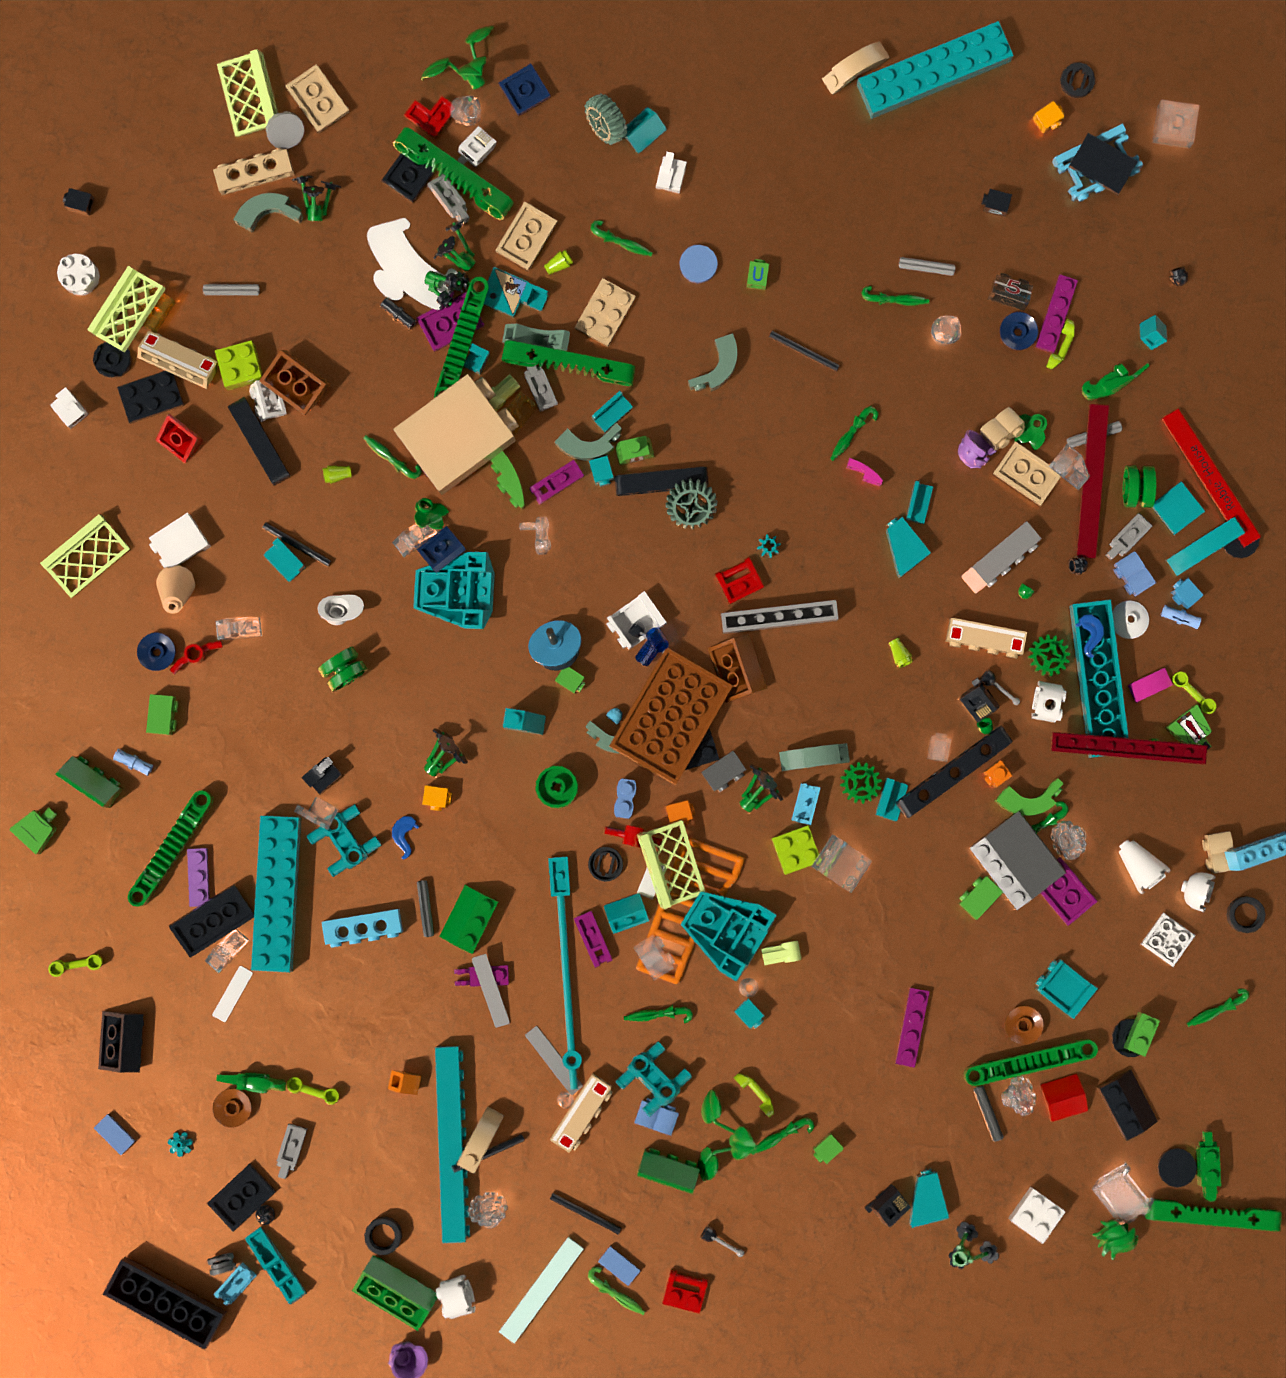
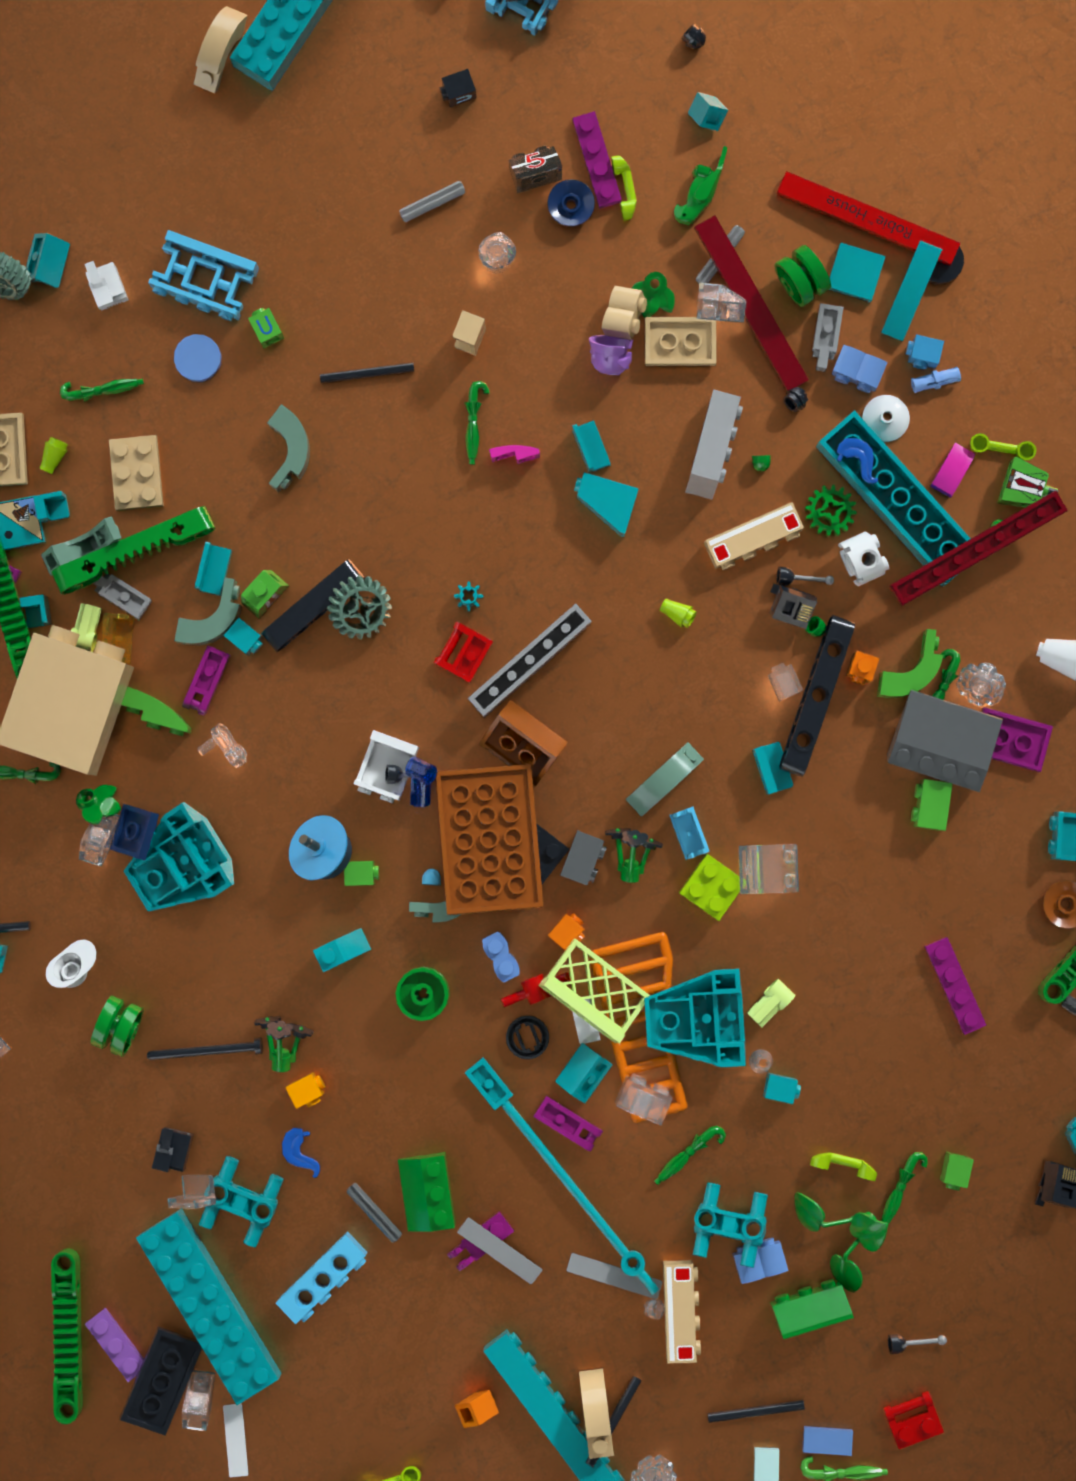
camera: 40 degrees left, 0 degrees up
(389, 726) = (256, 1046): none -> black bar
(752, 203) = (210, 258): none -> medium azure fence
(853, 777) = (740, 773): green gear -> none
(890, 371) = (469, 332): none -> tan panel
(907, 300) = (430, 252): green piece -> none

